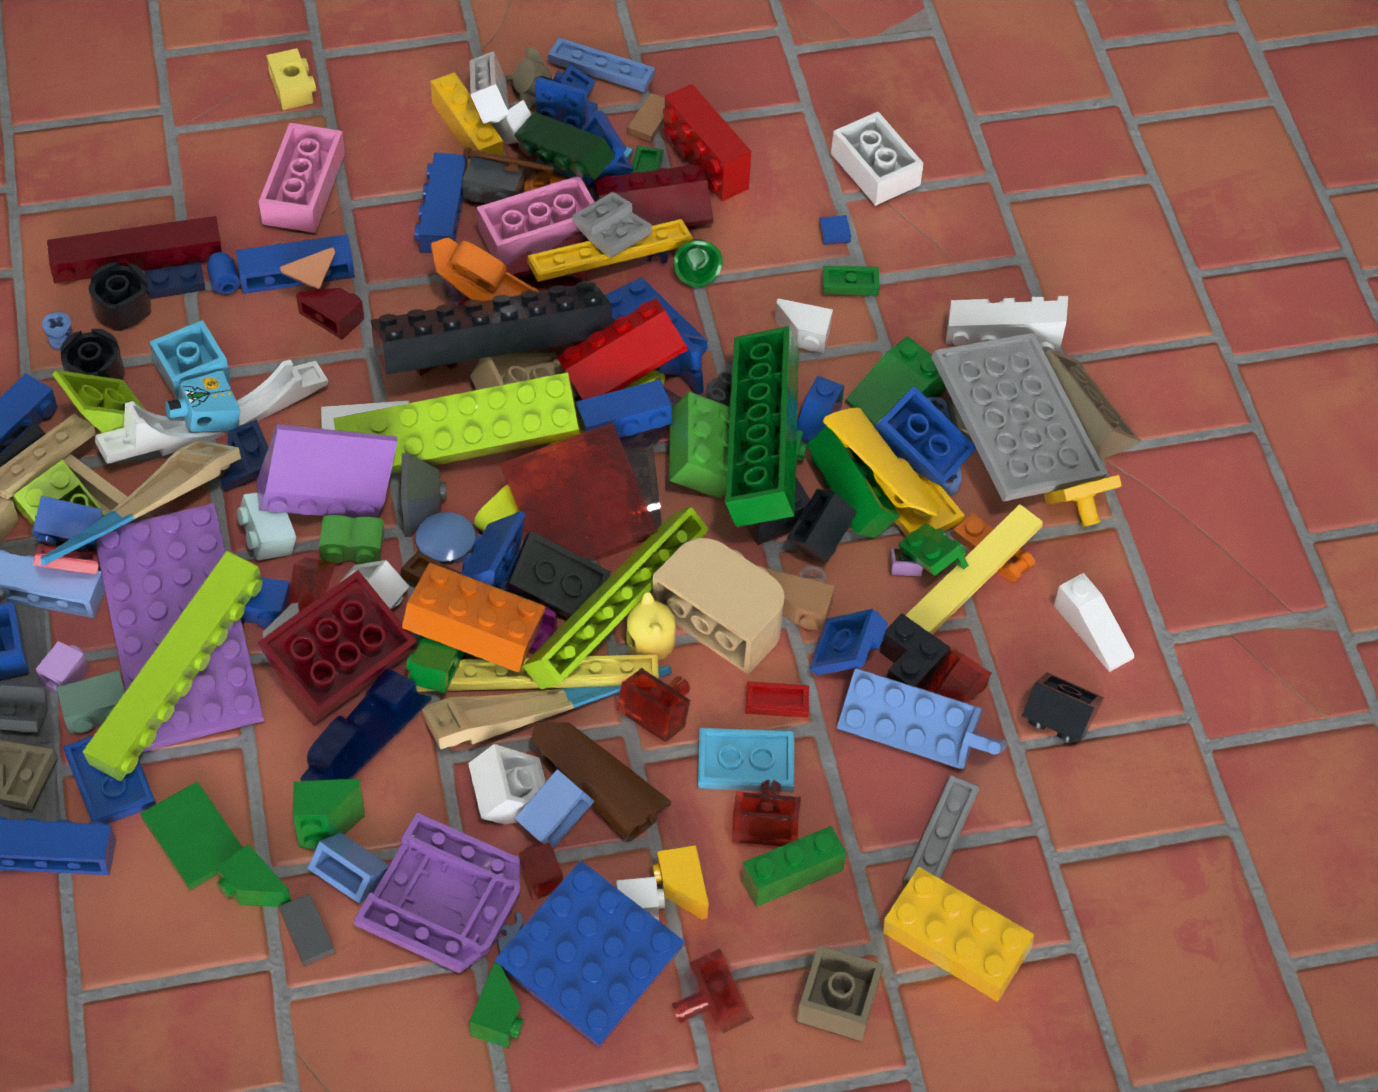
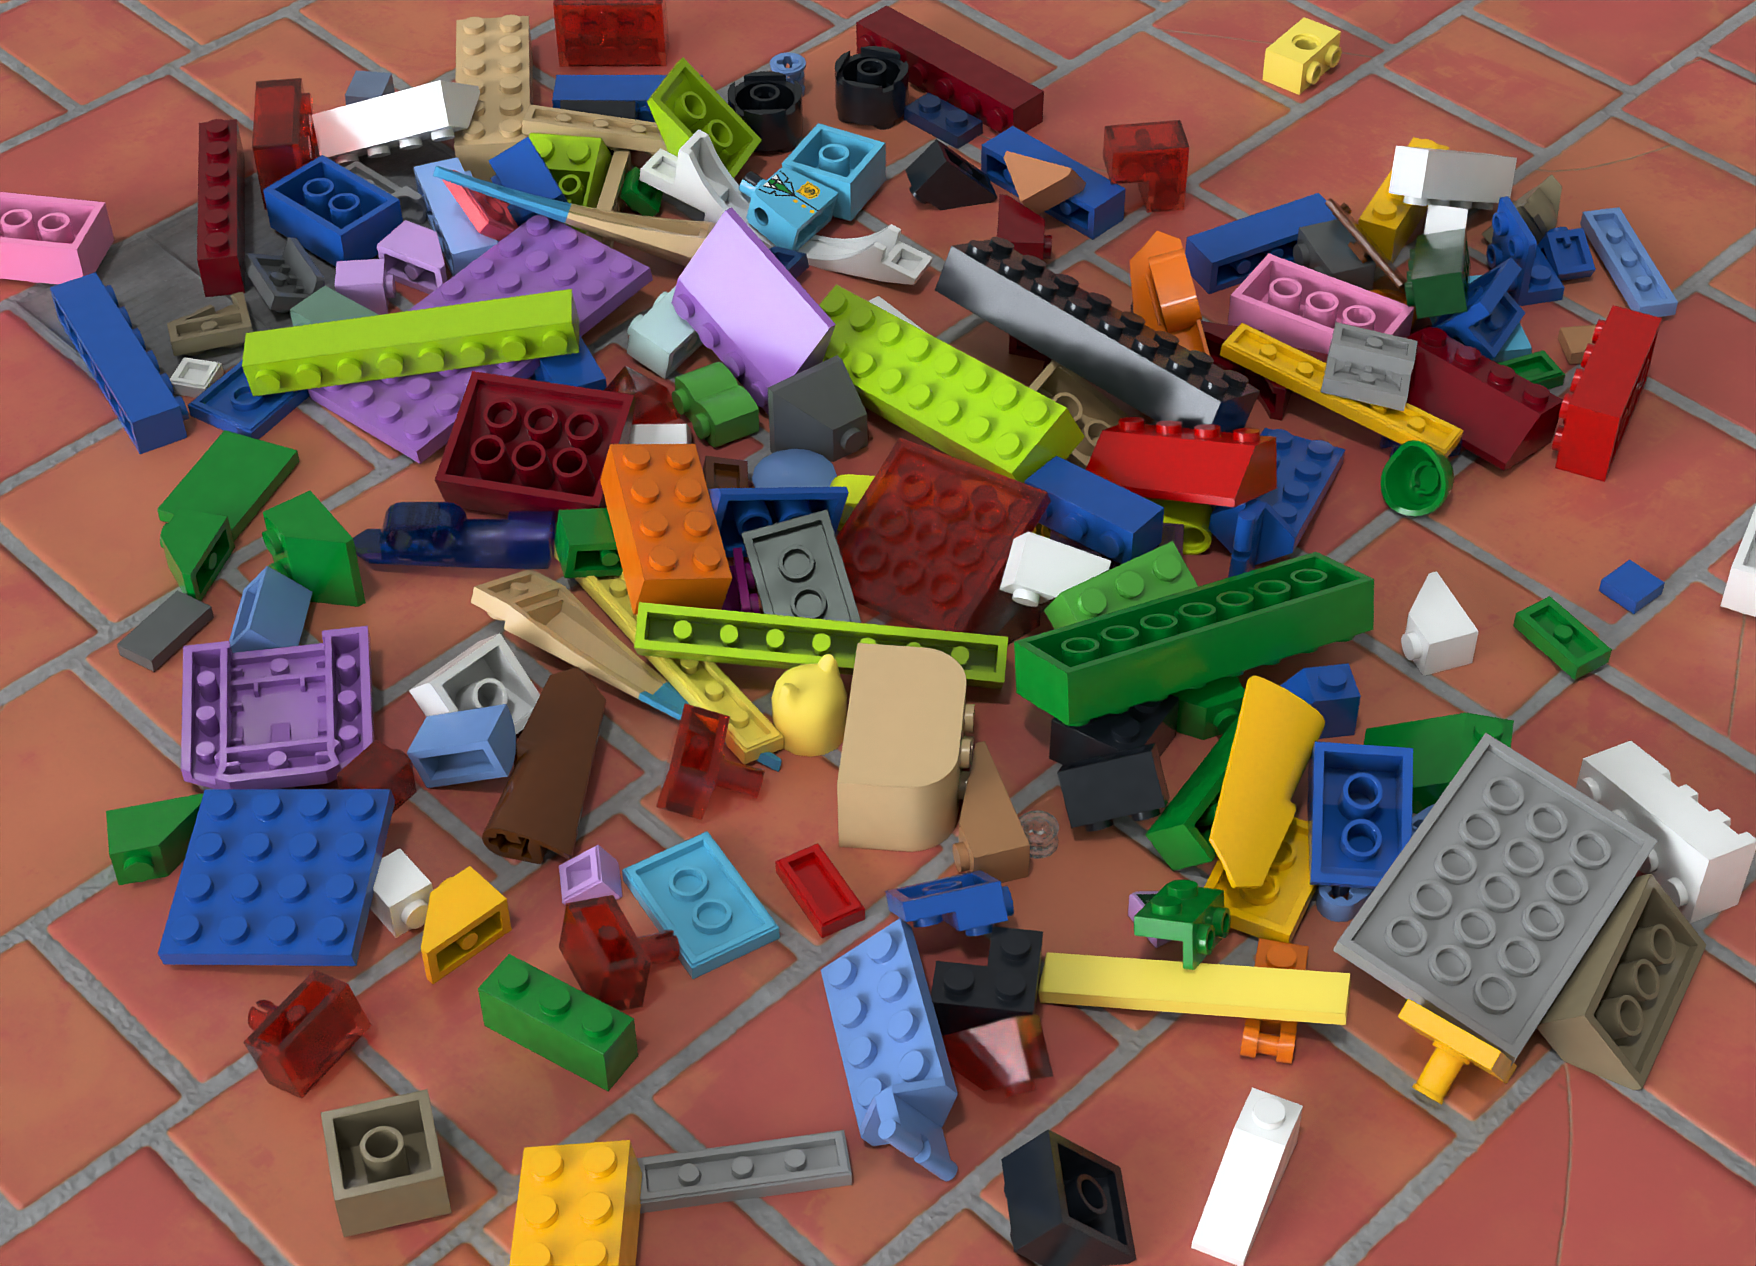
camera: 60 degrees right, 10 degrees down
(62, 806) = (195, 376): none -> white tile
(63, 622) = (414, 257): none -> lavender slope
(110, 472) = (640, 195): none -> green plate
(223, 273) = (970, 142): blue brick -> none
(246, 312) = (948, 179): none -> black slope
(302, 177) = (1210, 107): bright pink brick -> none
(338, 207) = (1151, 156): none -> clear red brick
(658, 460) = (1044, 568): none -> white slope
(688, 803) = (590, 876): none -> lavender slope

